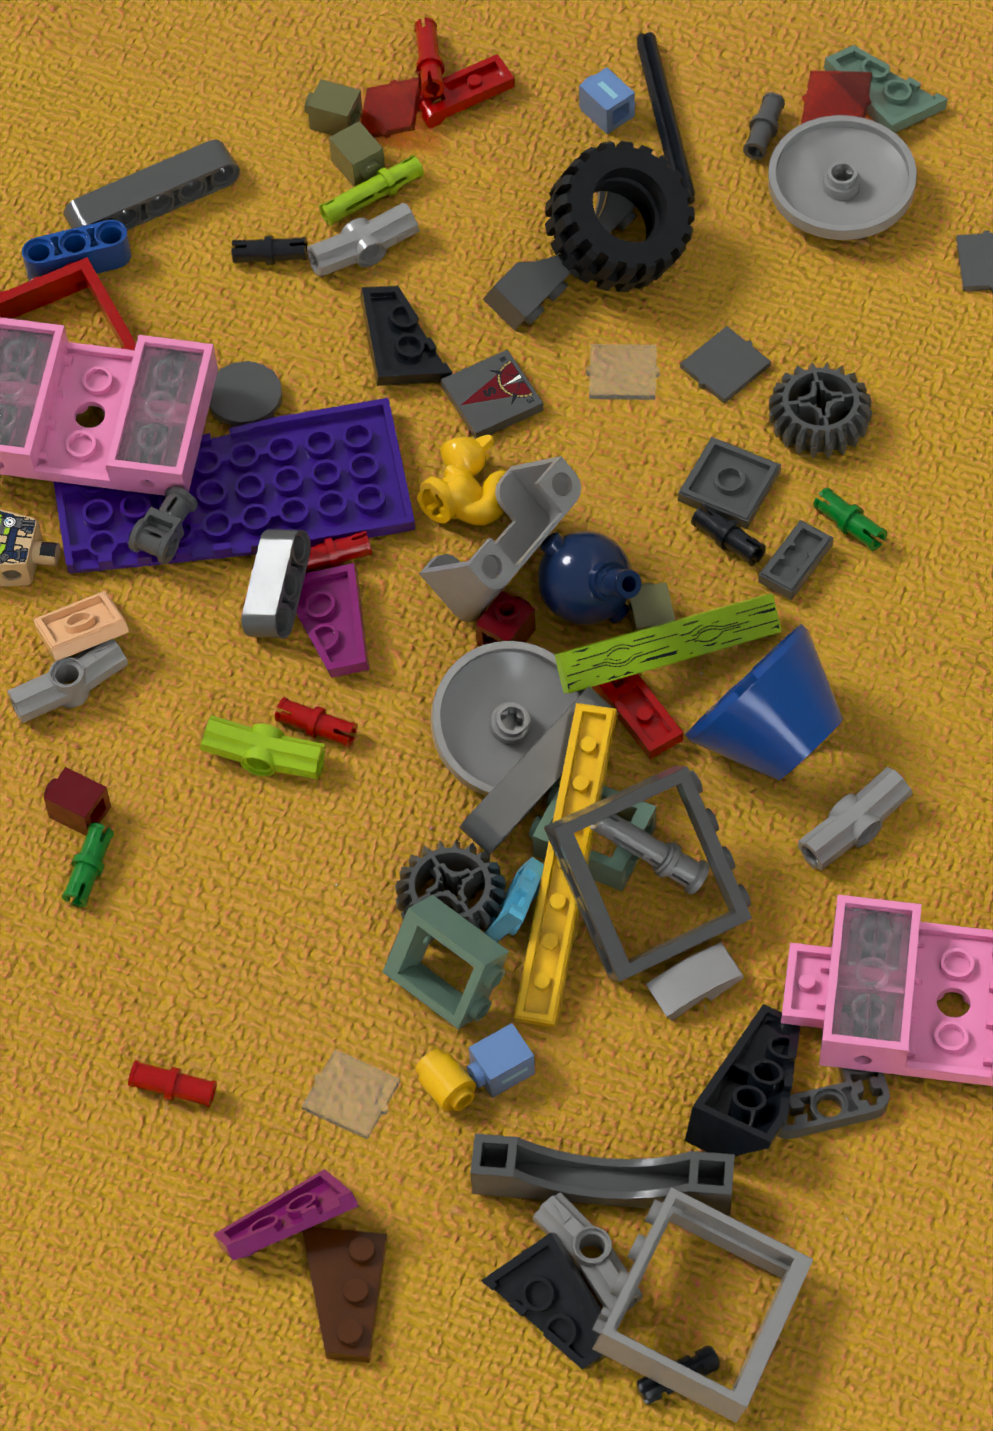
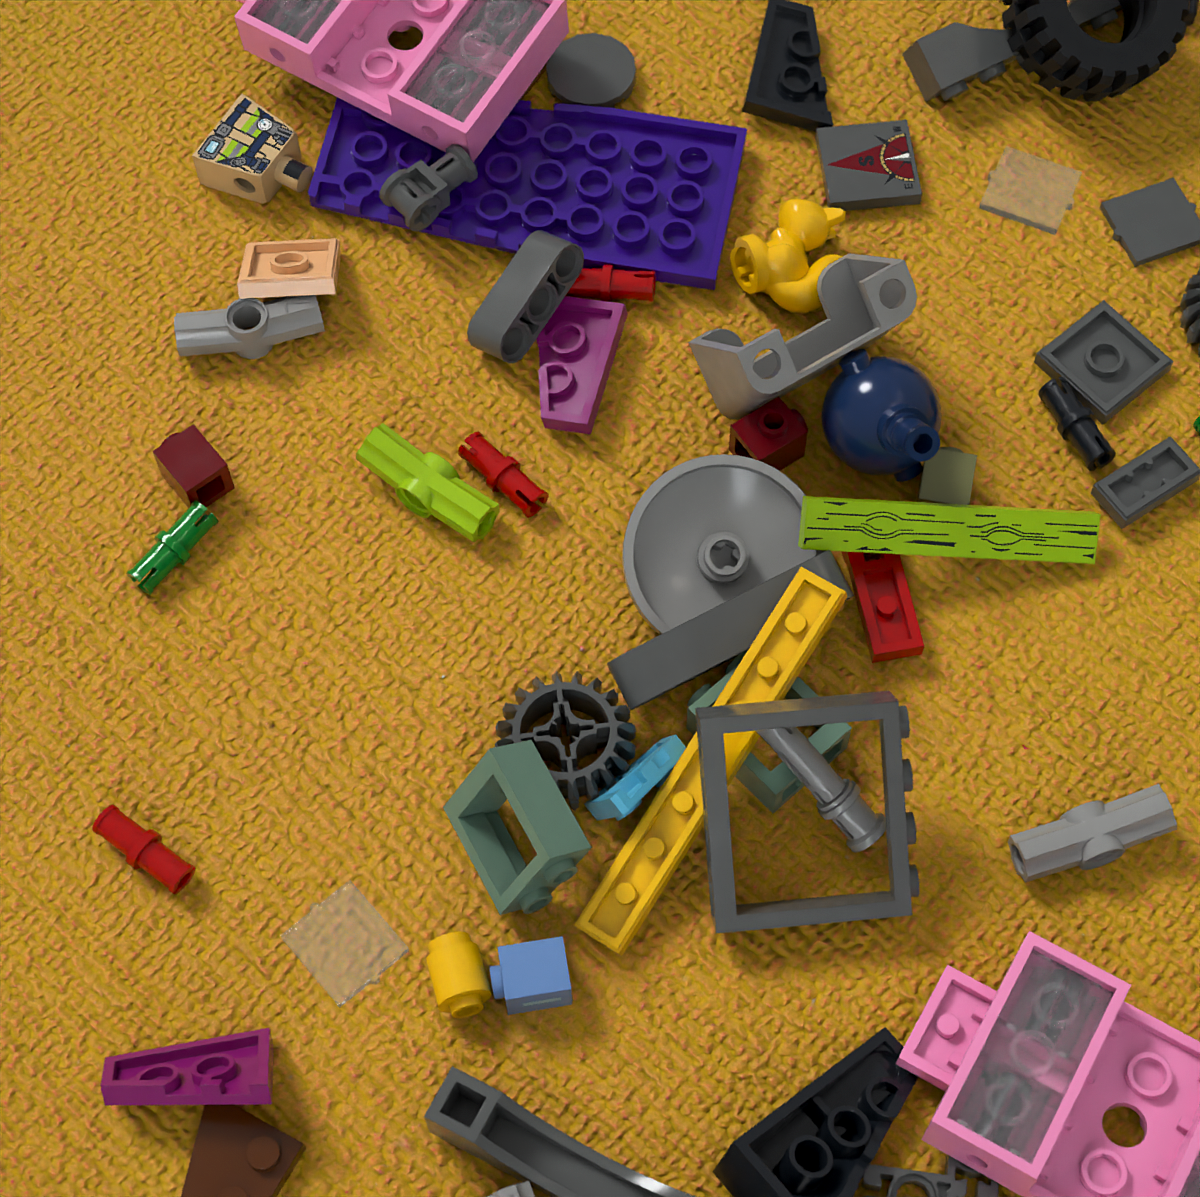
camera: 20 degrees right, 5 degrees up
(693, 979) = (811, 964): light grey slope -> none
(773, 711) = (1042, 665): blue cone -> none

